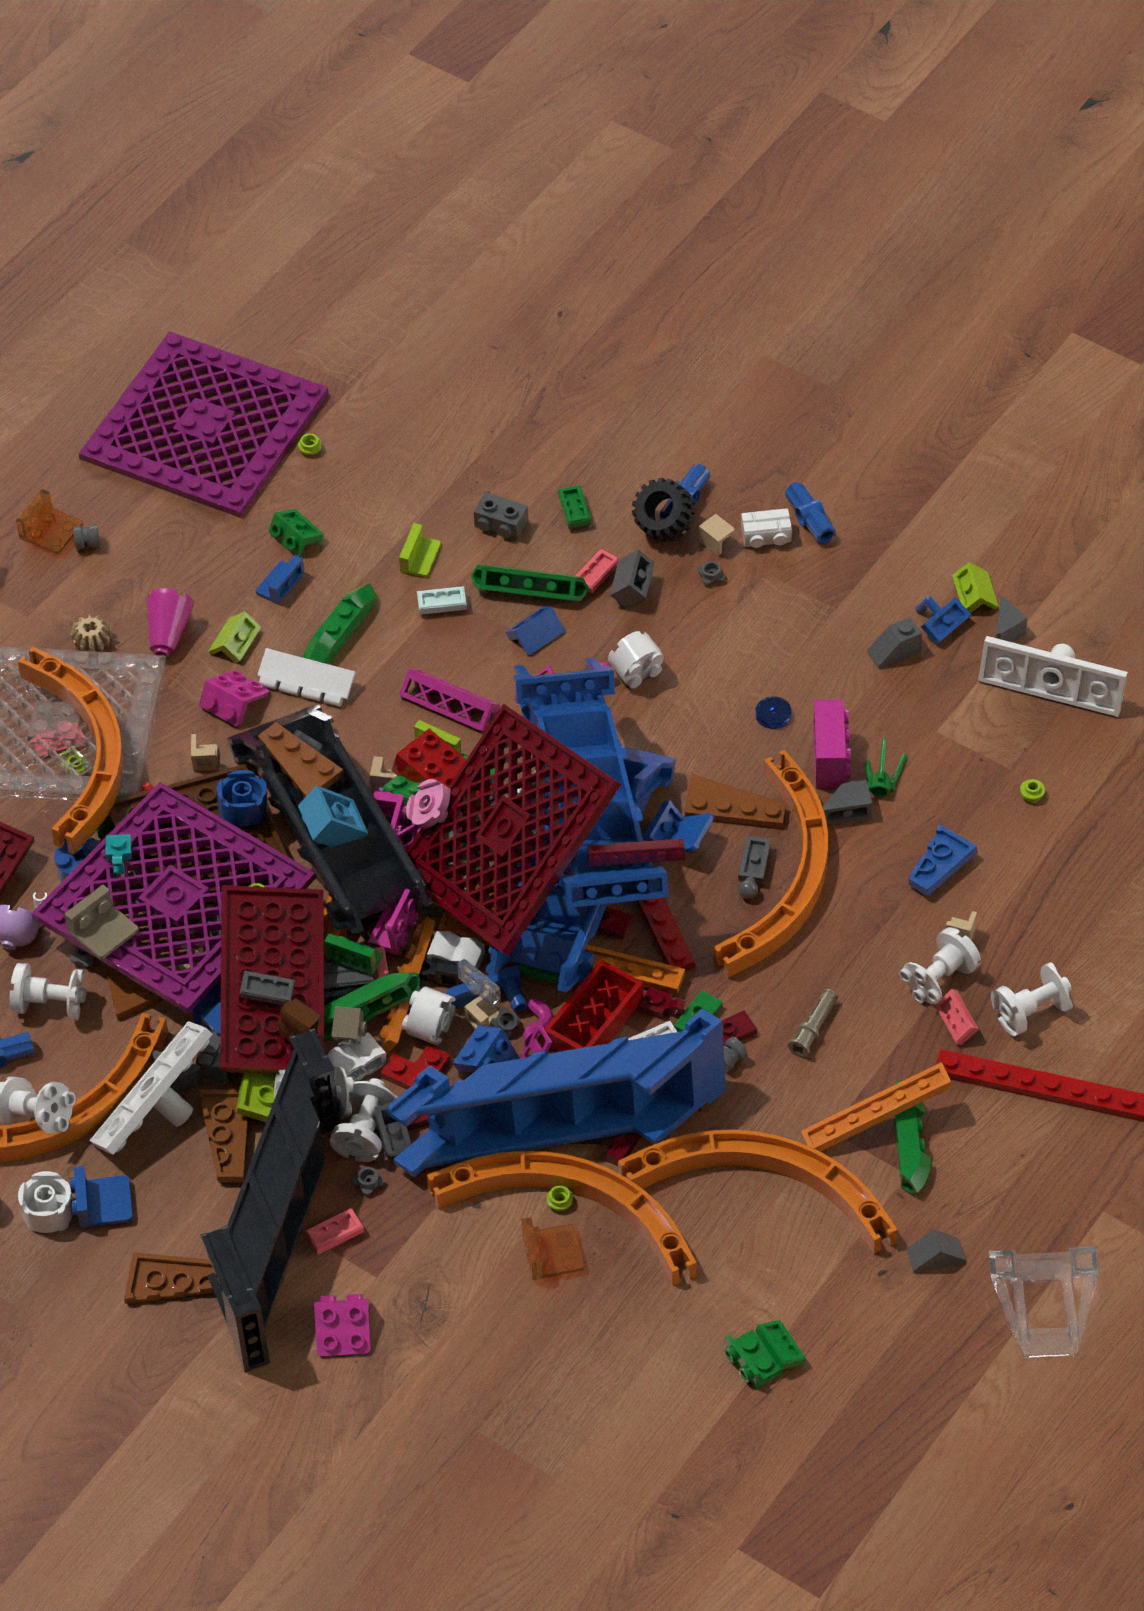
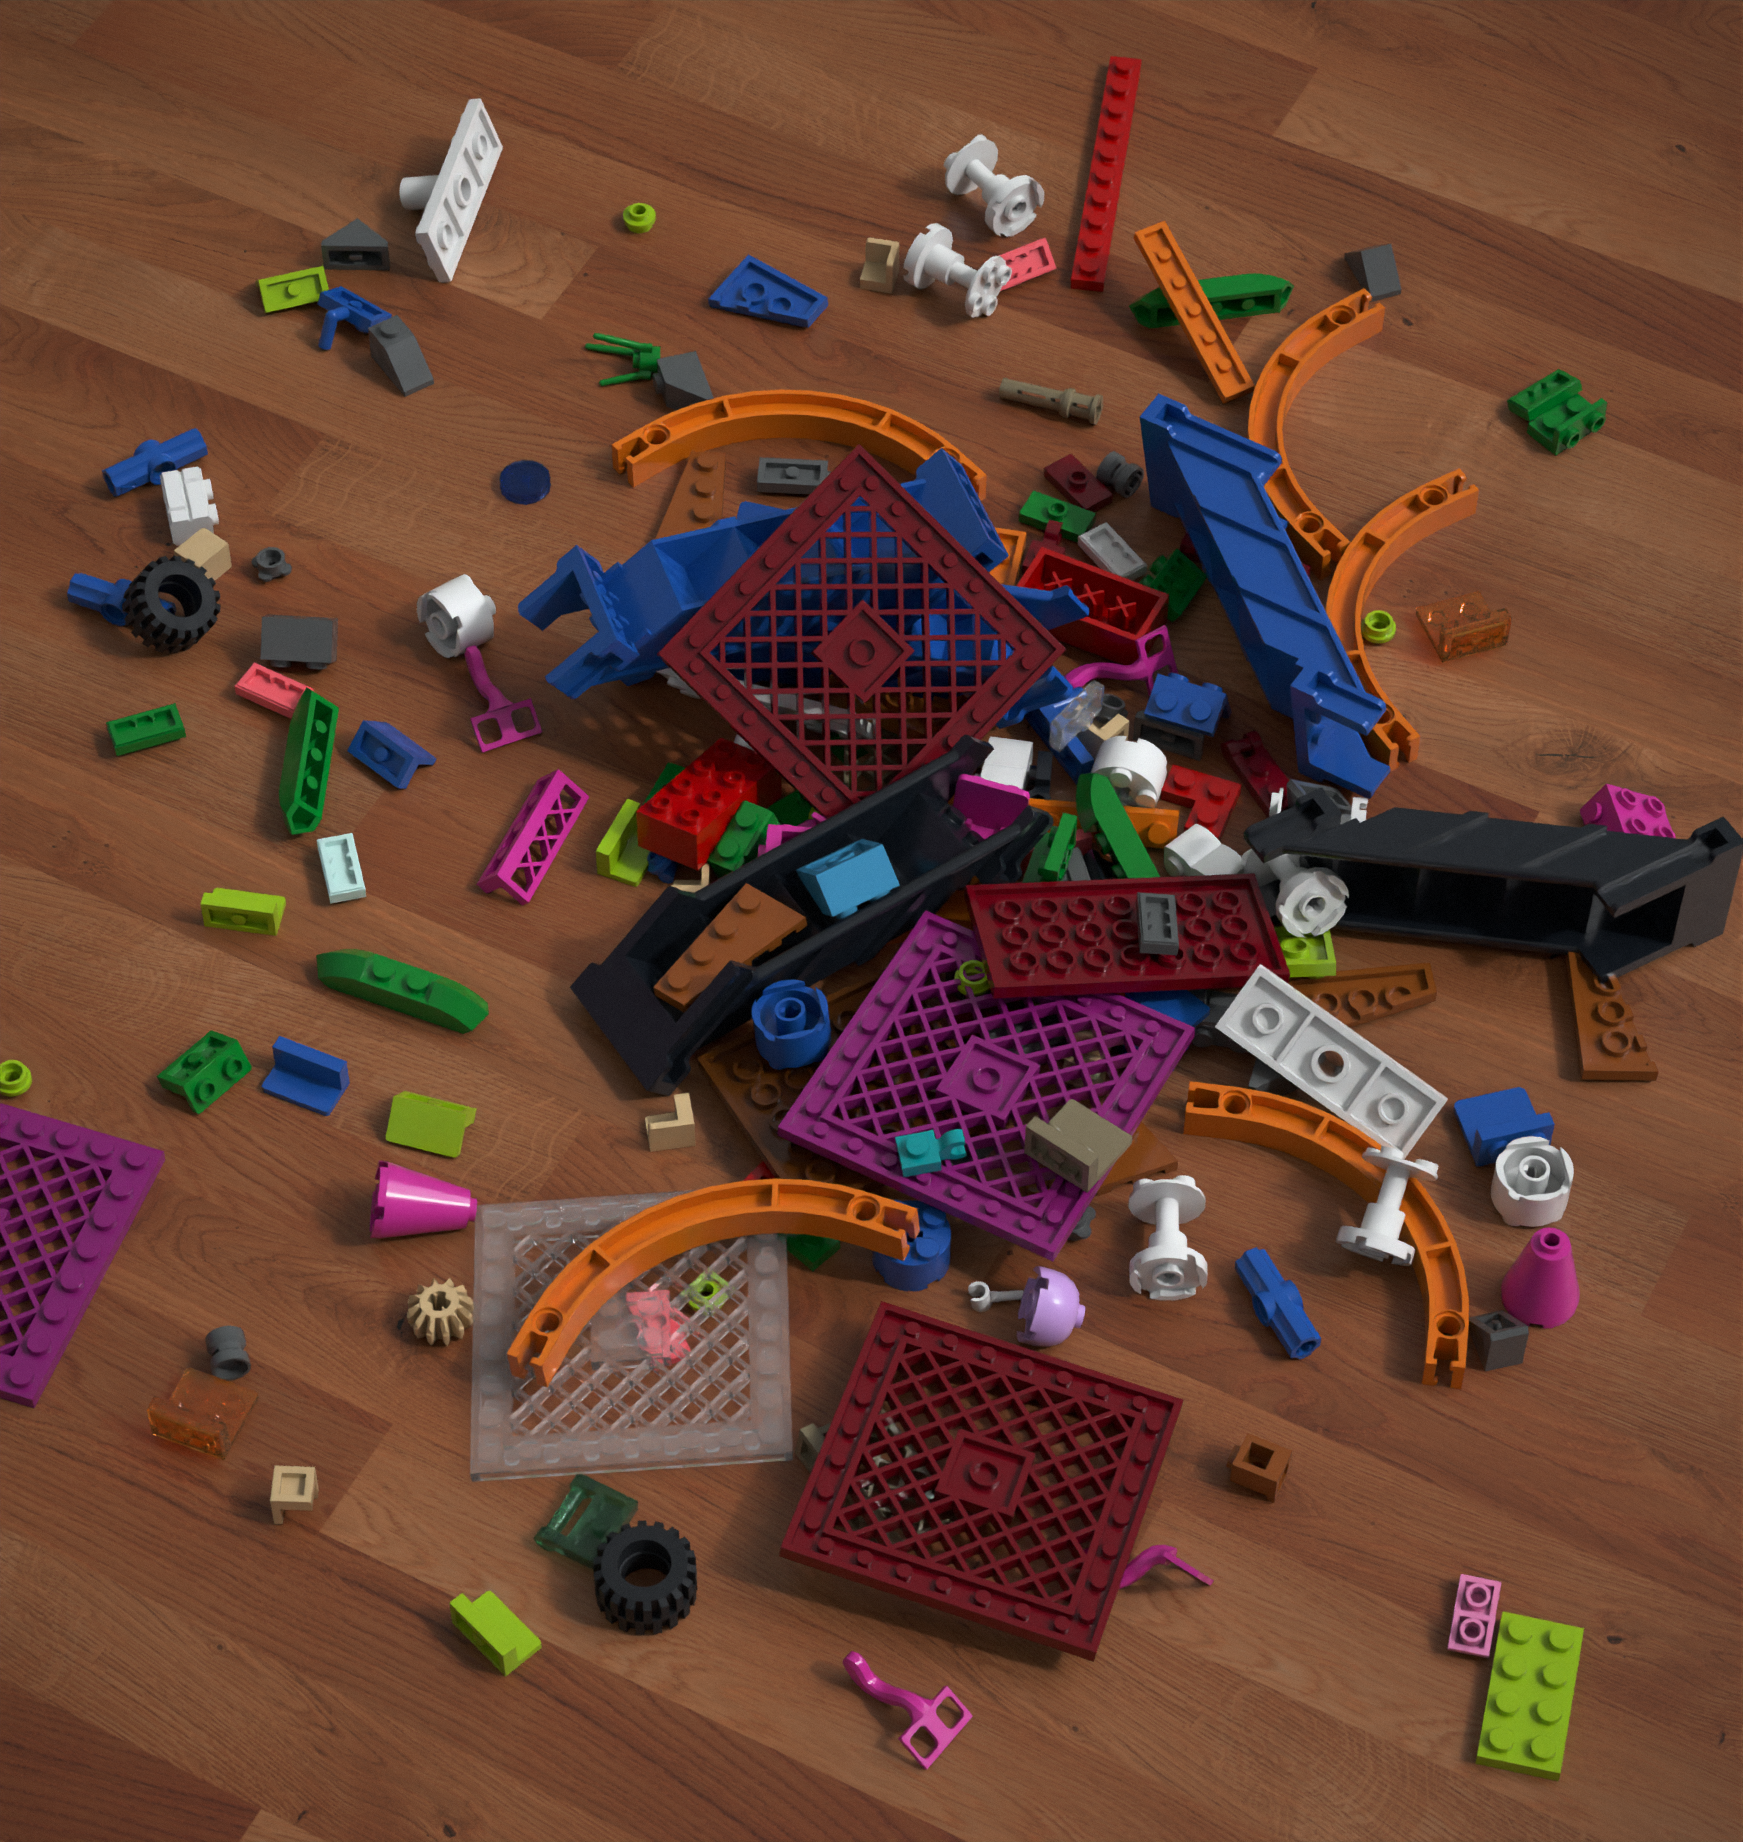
camera: 100 degrees left, 0 degrees up
(230, 694) = (557, 1099): dark pink bracket -> none
(297, 1019) = (1217, 872): reddish brown brick -> none
(304, 673) = (509, 1015): white windscreen -> none
(308, 740) = (667, 961): clear plate -> none
(348, 1025) = (1179, 847): dark tan brick -> none
(435, 797) = (808, 768): bright pink plate -> none
(501, 516) = (171, 811): dark grey brick -> none
(636, 852) = (908, 470): dark red piece -> none
(831, 743) = (597, 398): dark pink brick -> none
(1045, 1267) = (1379, 183): clear windscreen -> none

